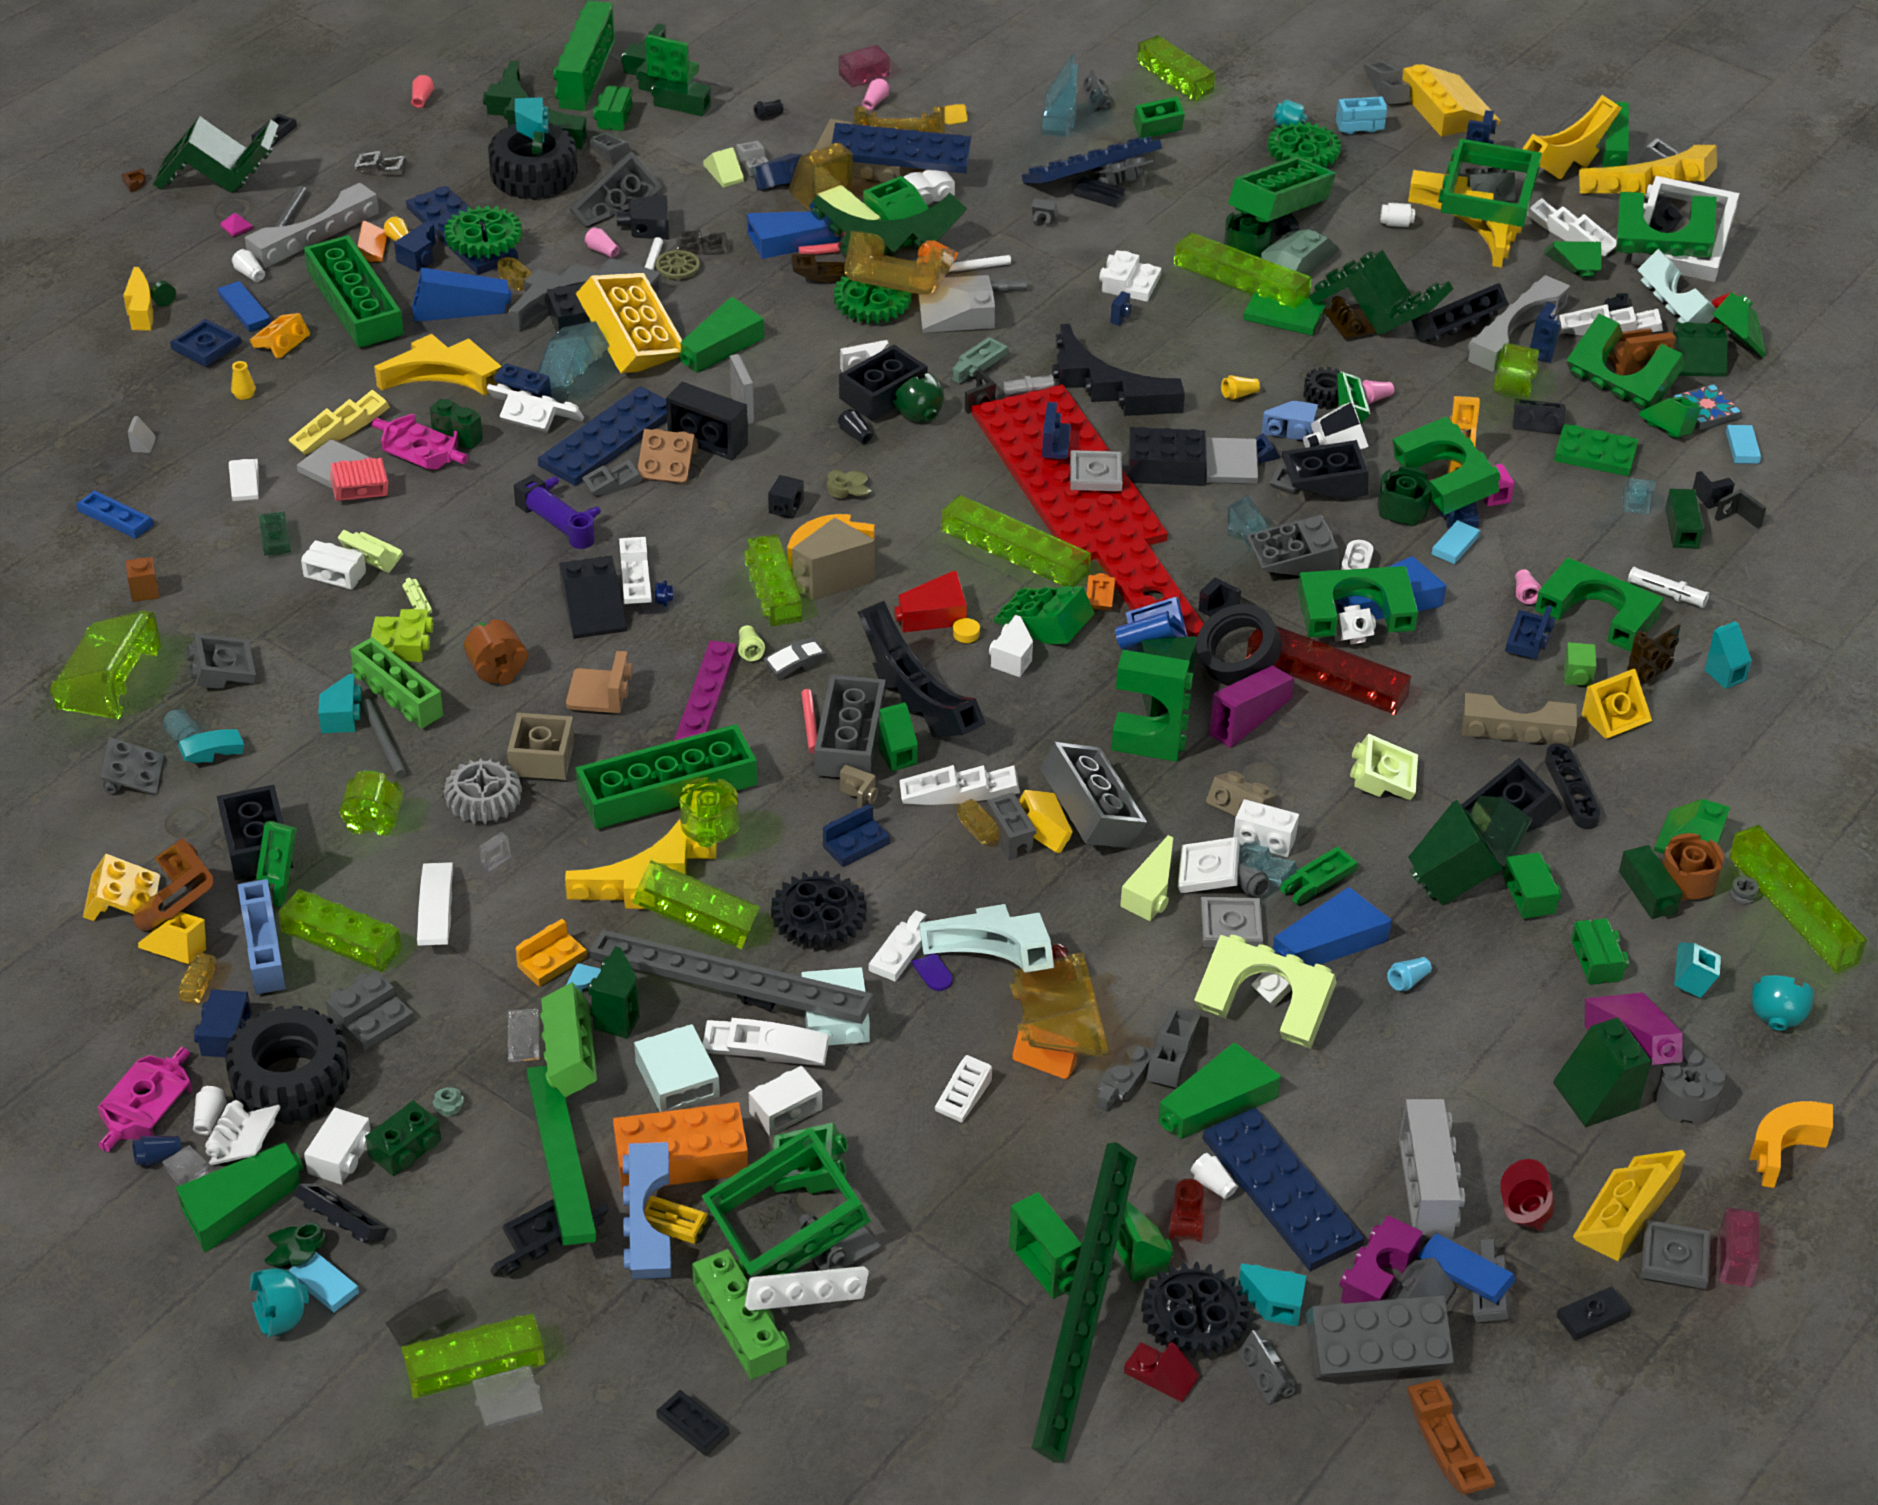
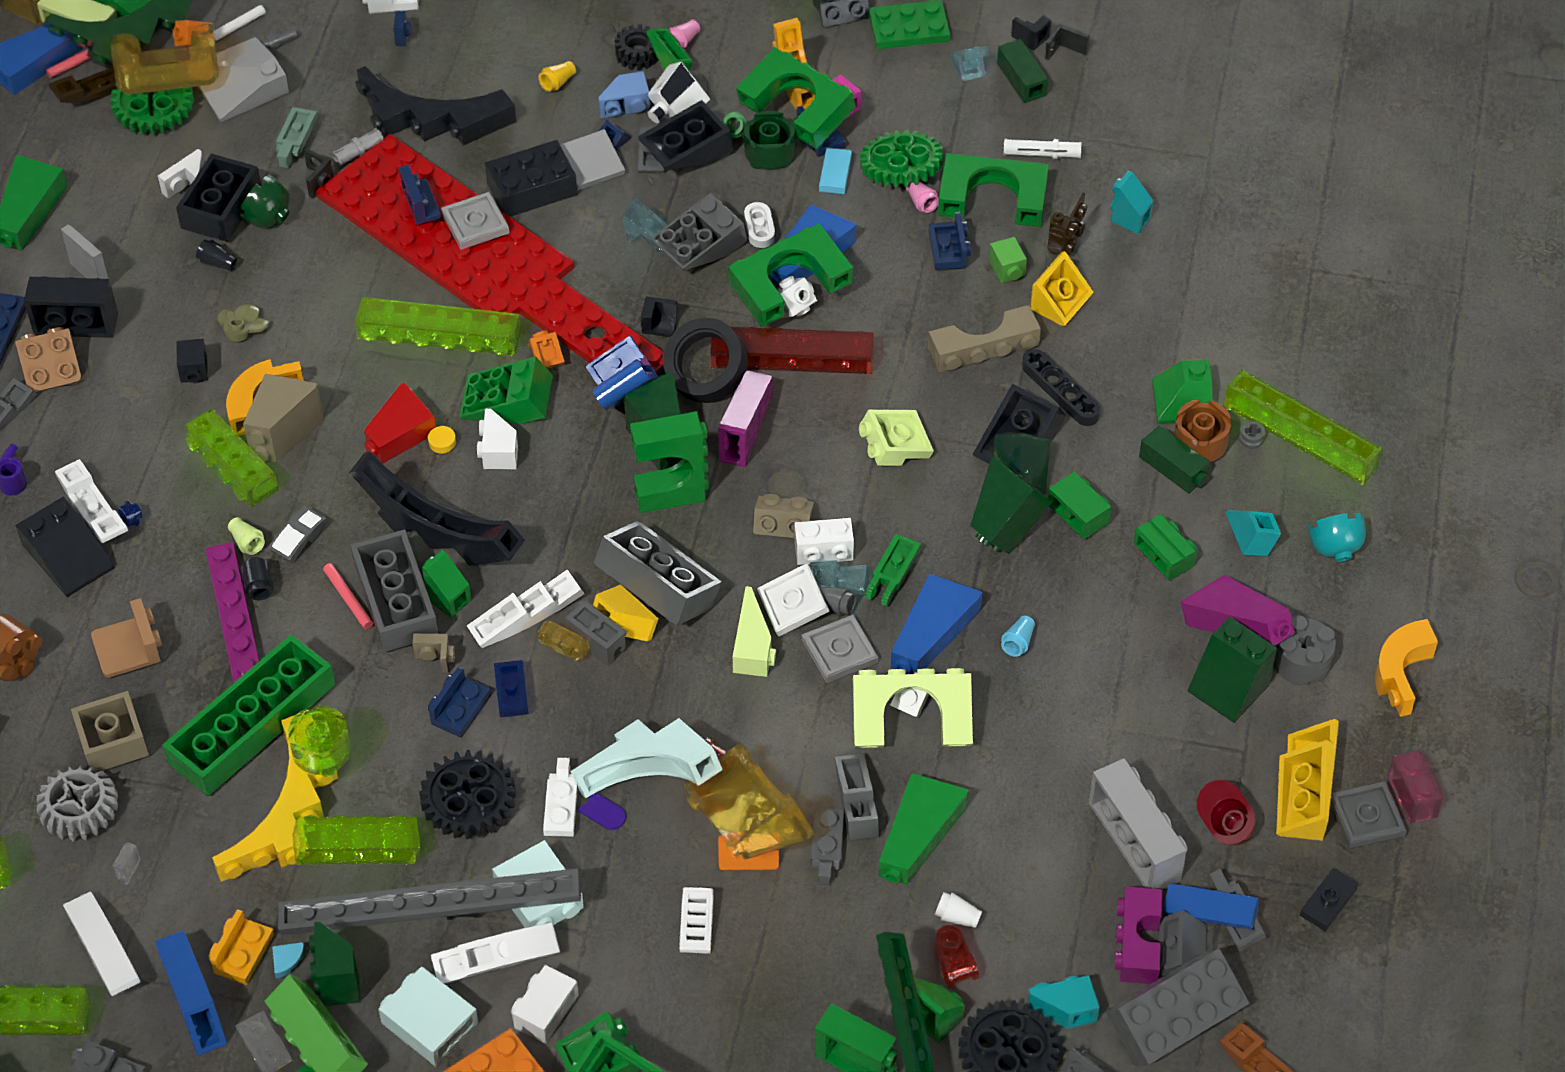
camera: 25 degrees left, 10 degrees up
(484, 970) = (191, 992): none -> blue slope
(739, 677) = (257, 578): none -> black brick
(908, 842) = (511, 688): none -> clear blue plate
(1283, 1189) = (1018, 895): dark blue plate -> none
(1376, 469) = (730, 119): none -> green cone
(1523, 550) = (901, 158): none -> green gear

